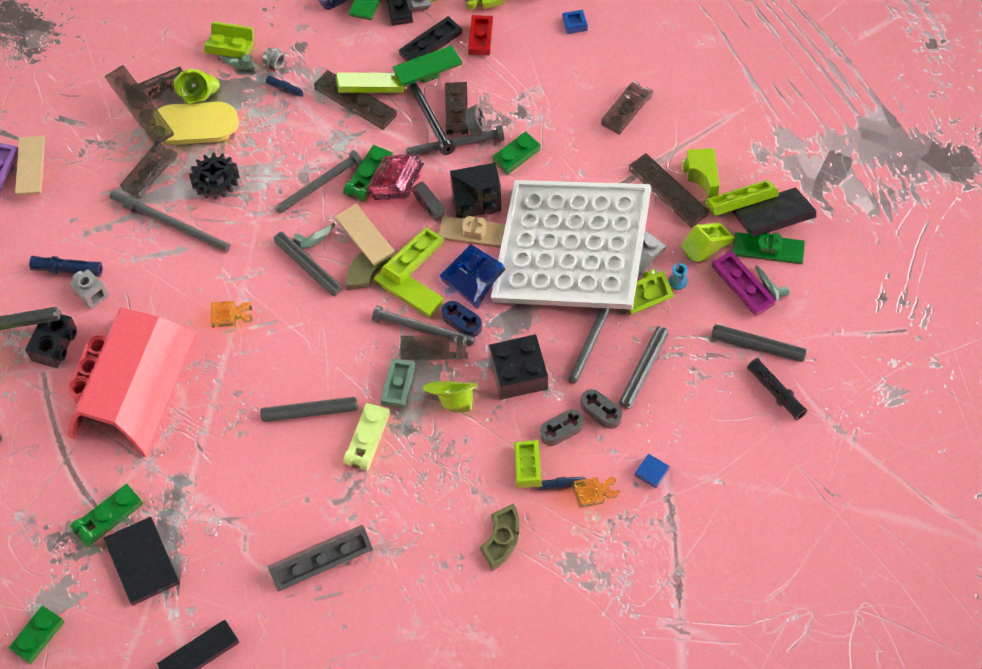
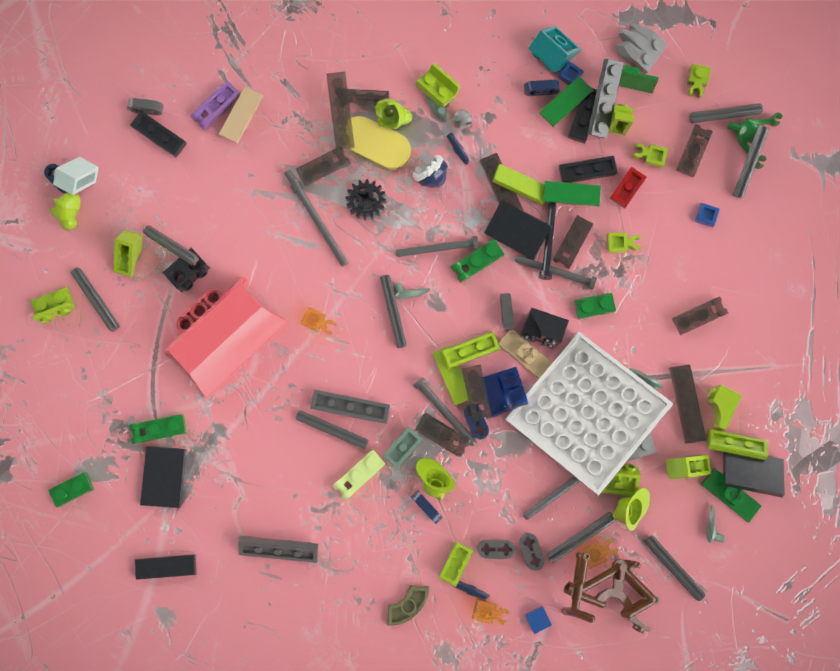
camera: 30 degrees right, 20 degrees up
(58, 265) = (219, 210): dark blue pin -> none
(88, 288) = (236, 247): light grey brick -> none
(272, 117) = (431, 173): none -> hair
(315, 375) = (350, 406): none -> dark grey plate
(362, 272) = (435, 336): olive tile -> none
(365, 234) = (445, 314): tan piece -> none
(392, 122) = (517, 229): none -> black tile
(395, 177) = (492, 280): clear pink brick -> none
(444, 286) = (476, 392): none -> clear smoke plate
(460, 425) = (425, 505): none -> dark blue beam
(475, 120) = (579, 264): dark grey beam -> none
(506, 85) = (620, 242): none -> lime plate
(518, 366) = (492, 487): black brick -> none
(670, 372) = (598, 553): none -> clear yellow plate
(677, 308) = (632, 509): none -> lime piece
(678, 278) = (645, 483): dark azure pin -> none
(707, 371) = (621, 571): none -> reddish brown piece
(743, 283) = (693, 515): magenta plate -> none
(784, 396) = (665, 621): black pin -> none

